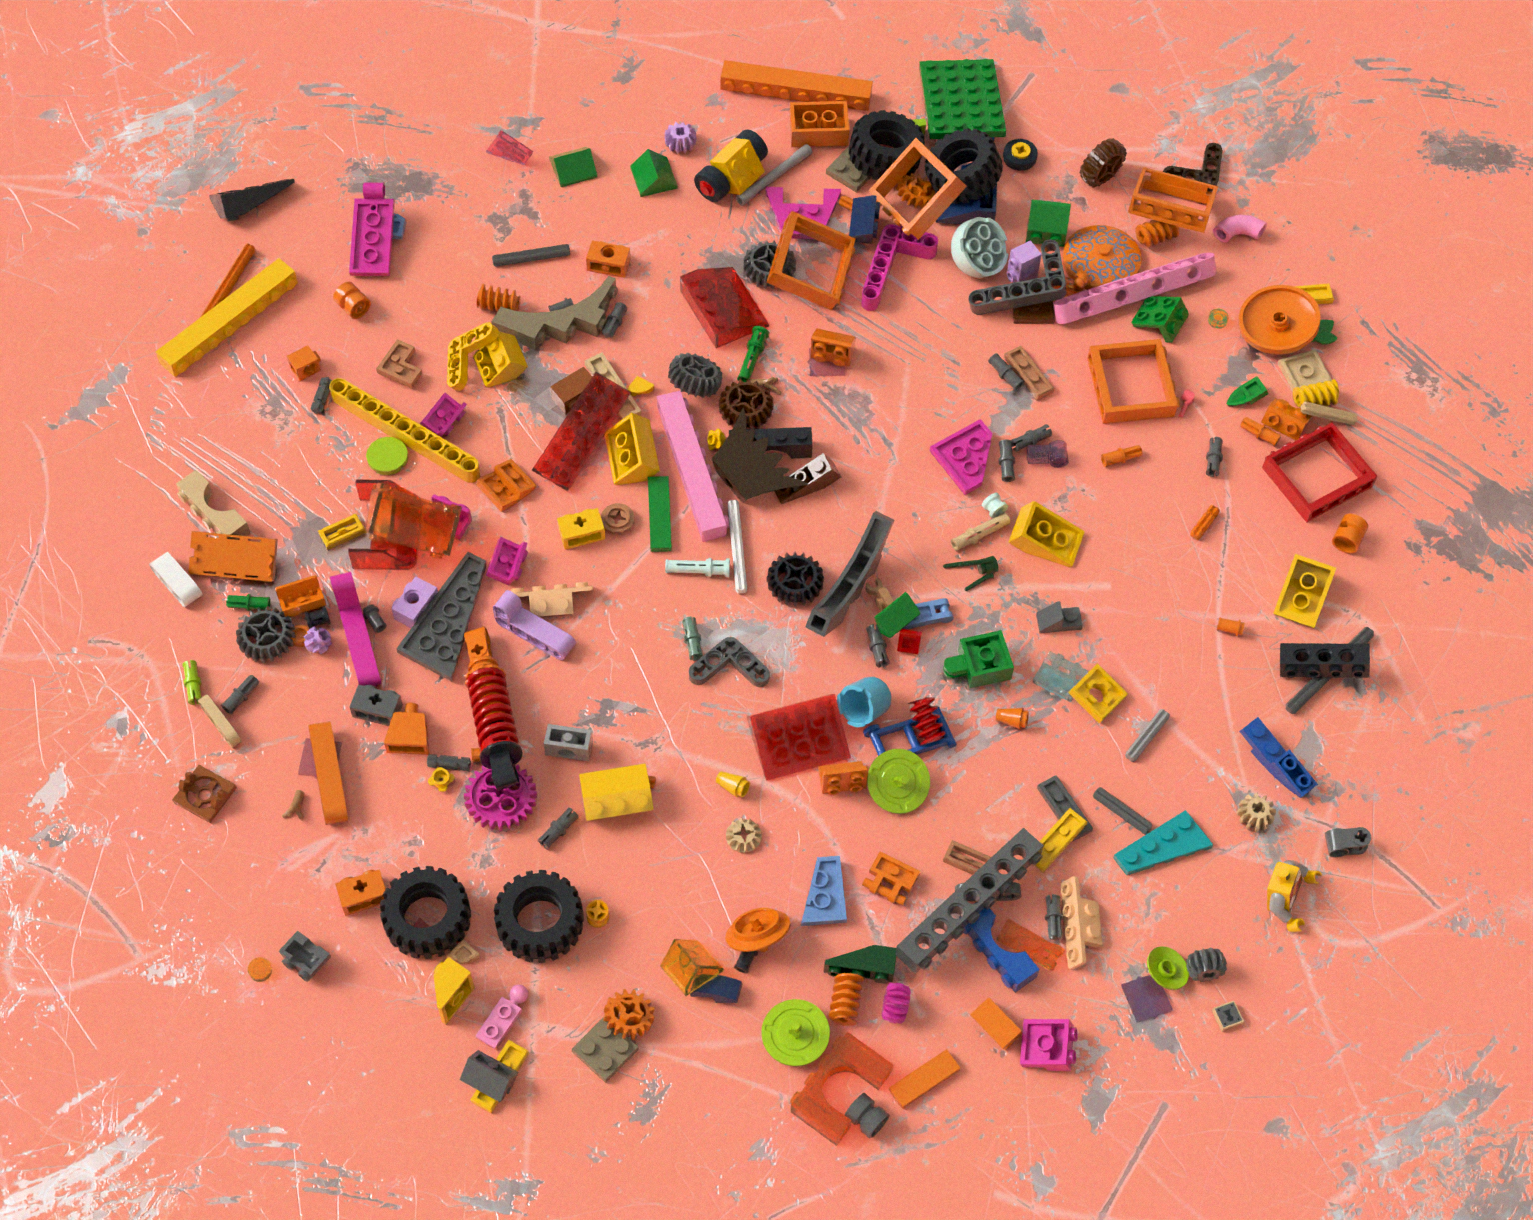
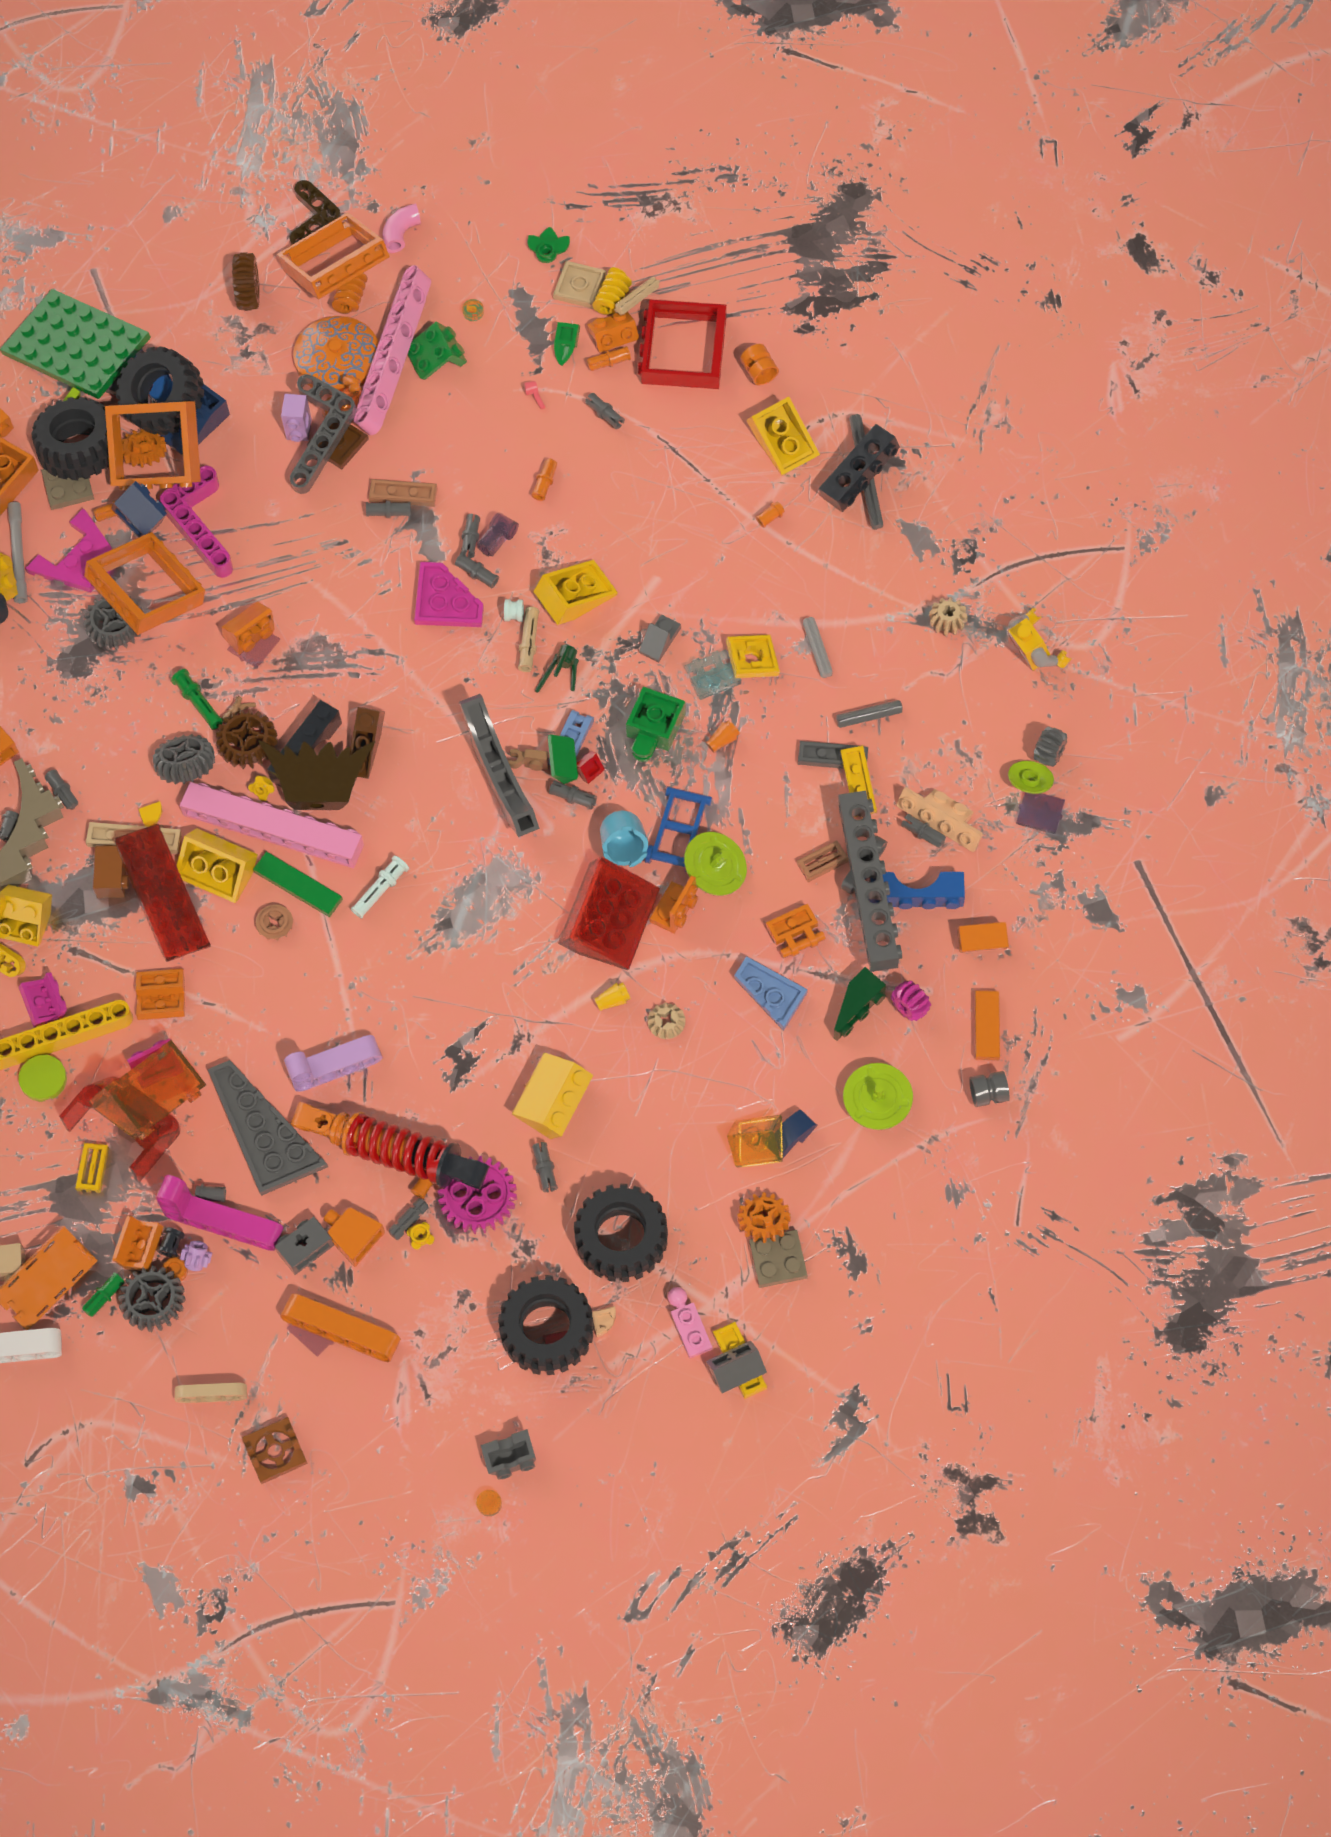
camera: 50 degrees left, 5 degrees up
(192, 681) = (149, 1394): lime pin -> none
(240, 694) = (196, 1358): dark grey axle -> none
(295, 805) = (350, 1378): medium nougat bar -> none
(350, 896) = (482, 1382): orange brick -> none
(418, 591) = (222, 1134): lavender brick -> none
(452, 987) = (633, 1347): yellow slope -> none
(507, 561) = (244, 1041): dark pink bracket -> none
(552, 601) = (314, 1030): light nougat bracket -> none
(568, 742) = (472, 1104): light grey brick -> none
(581, 528) = (263, 969): yellow brick -> none
(595, 909) = (651, 1180): light orange wheel -> none
(692, 638) = (446, 938): sand green pin -> none
(721, 304) = (122, 689): clear red slope -> none
(732, 657) = (490, 918): dark grey beam -> none
(737, 546) = (384, 842): white axle -> none
(744, 961) = (780, 1091): black pin -> none
(757, 930) = (767, 1064): orange piece -> none
(796, 571) = (439, 814): black gear -> none
(844, 998) = (876, 1038): orange piece -> none
(848, 1056) = (947, 1125): clear orange arch -> none
(927, 720) = (677, 801): red piece -> none
(979, 247) = (249, 440): light aqua cylinder -> none
(1021, 161) = (166, 334): black wheel -> none
(1023, 940) = (930, 866): clear orange plate -> none
(1048, 222) = (270, 369): green slope -> none
(1048, 1044) = (1028, 911): dark pink plate -> none
(1138, 411) = (471, 448): orange window -> none
(1169, 841) = (922, 703): teal wing -> none
(1204, 522) = (659, 463): orange axle -> none
(1227, 1016) = (1100, 763): tile -> none
(1276, 759) = (915, 568): blue slope -> none
(1279, 319) = (518, 264): orange dish -> none
(1320, 292) = (510, 224): yellow tile -> none
(1347, 841) = (1023, 569): dark grey piece -> none

